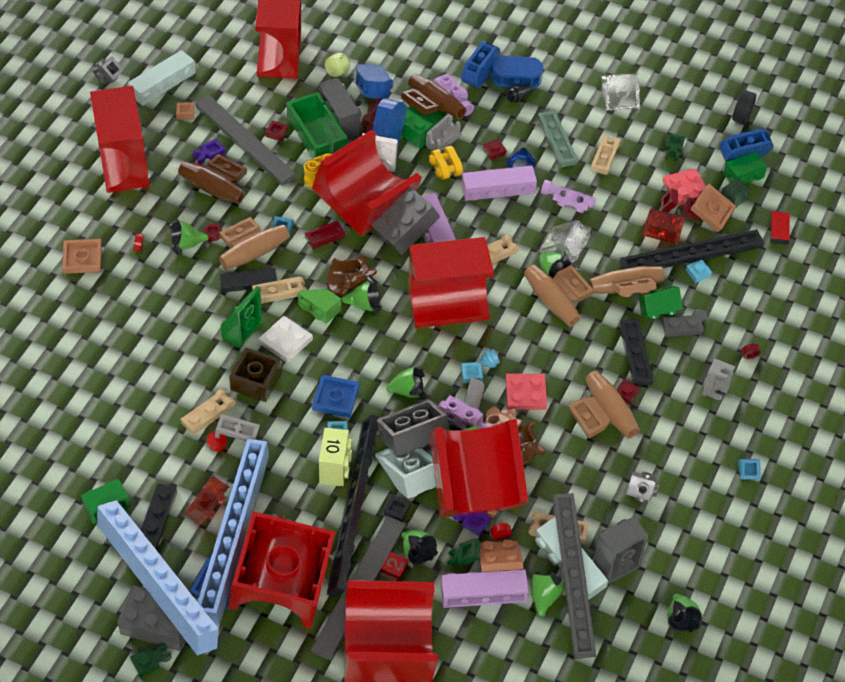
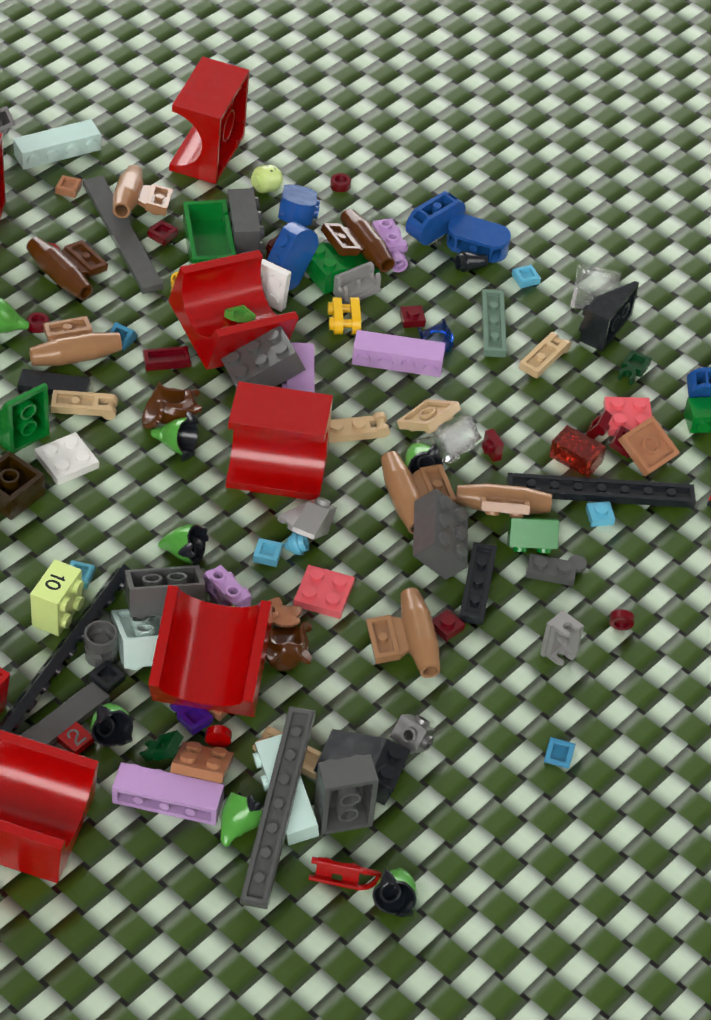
camera: 15 degrees right, 5 degrees down
(209, 150) = (73, 234): dark purple plate -> none
(241, 105) = (131, 192): none -> medium nougat plate
(320, 303) = (124, 430): bright green slope -> none
(336, 396) = (94, 535): blue plate -> none
(373, 185) = (239, 314): none -> bright green tile
(382, 483) = (100, 642): none -> dark grey wheel
(392, 52) = (340, 182): none -> dark red tile
(474, 393) = (257, 576): light grey brick -> none
(492, 336) = (310, 518): none -> light grey slope
(544, 228) = (429, 415): none -> tan plate
(563, 93) = (526, 276): none -> medium azure tile
(572, 198) = (475, 389): lavender brick -> none
(596, 322) = (440, 534): none -> dark grey brick
(600, 238) = (492, 445): none -> dark red plate
(608, 512) = (386, 755): none -> black slope
(639, 112) = (607, 315): none -> black slope
(642, 610) = (349, 871): none -> red piece
(736, 192) = (686, 437): clear green brick -> none

